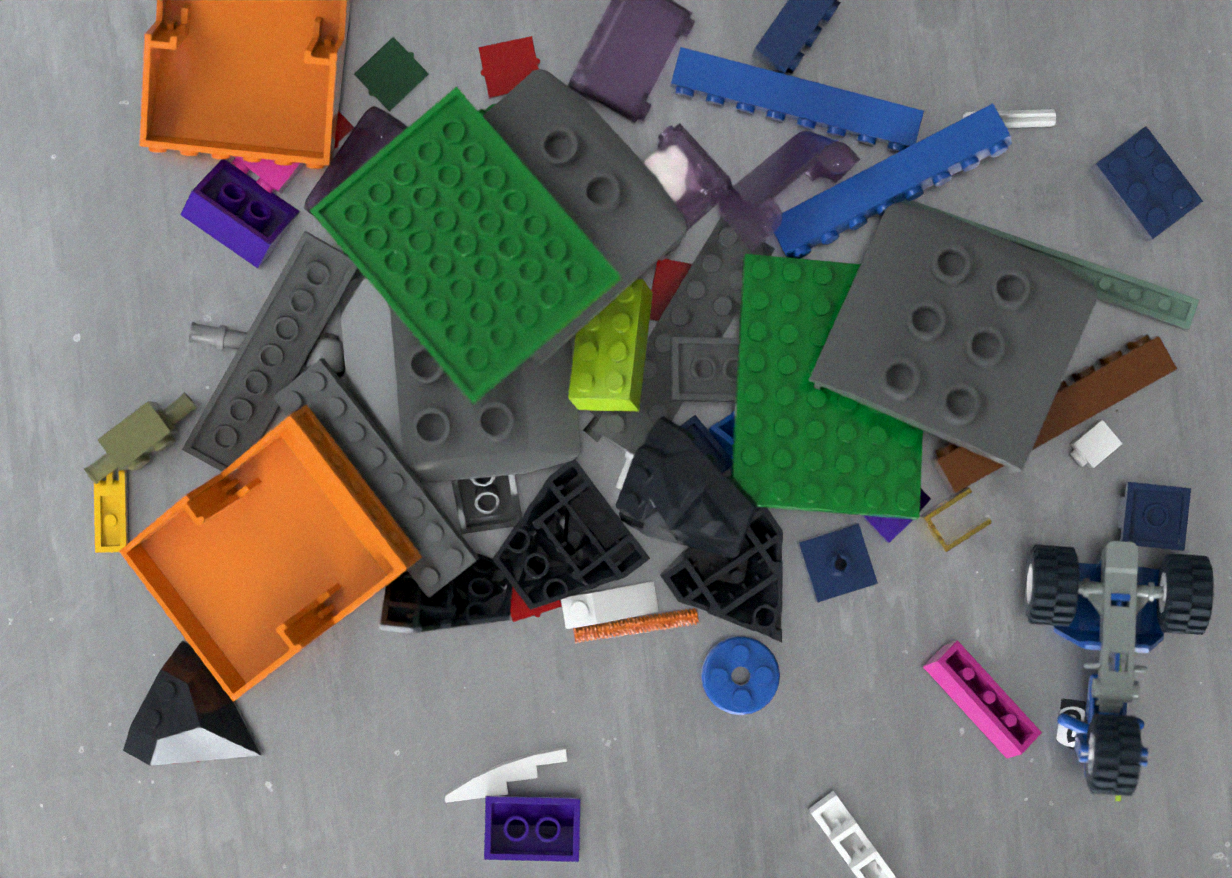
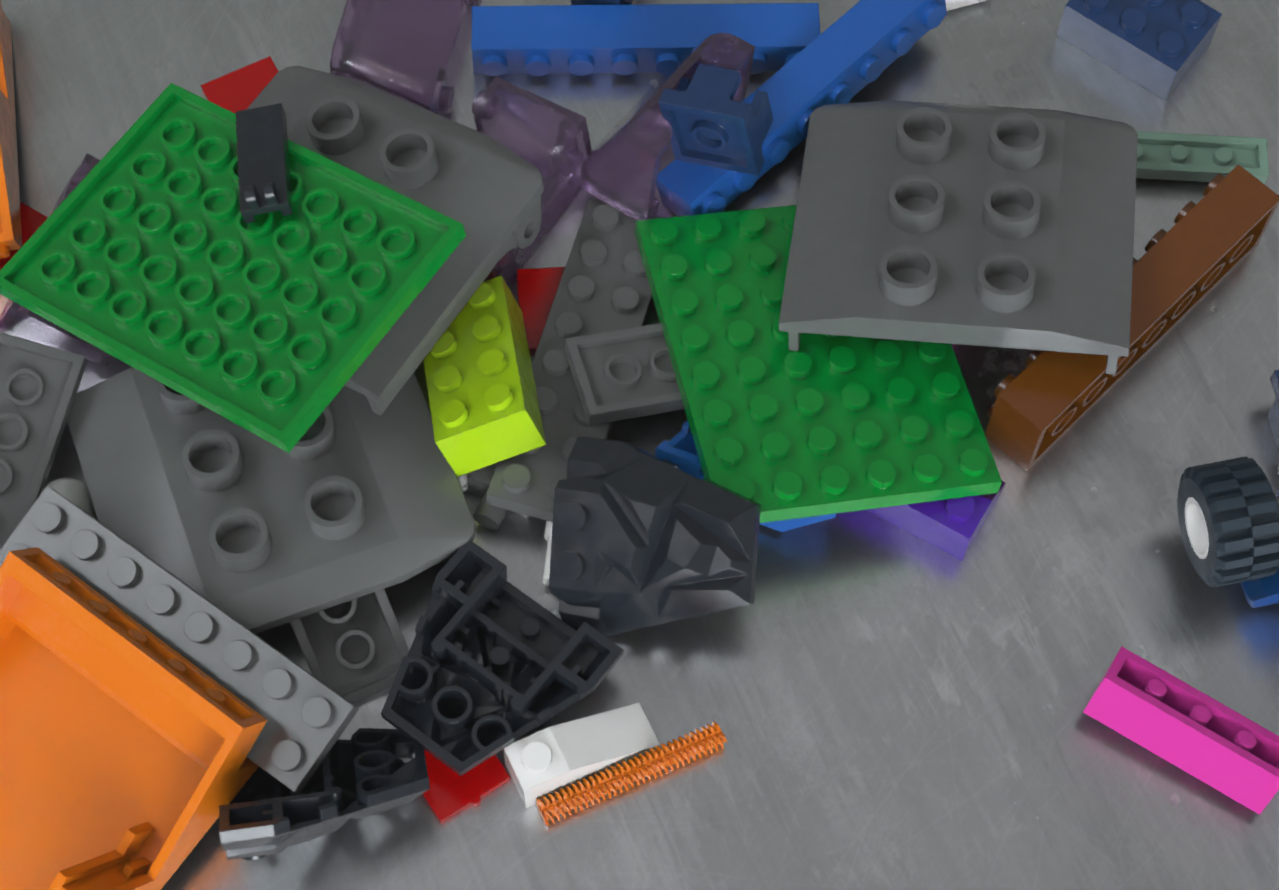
camera: 15 degrees left, 25 degrees down
(391, 74) = (81, 132): clear green piece -> none
(503, 181) = (263, 161): none -> black hinge
(734, 653) = (805, 831): blue plate -> none
(739, 588) = (764, 655): black wedge -> none
(816, 207) = (712, 126): none -> dark blue panel
(837, 562) = (902, 596): dark blue brick -> none
(926, 518) = (1049, 527): clear yellow piece -> none
(1094, 444) = (1205, 348): white brick -> none

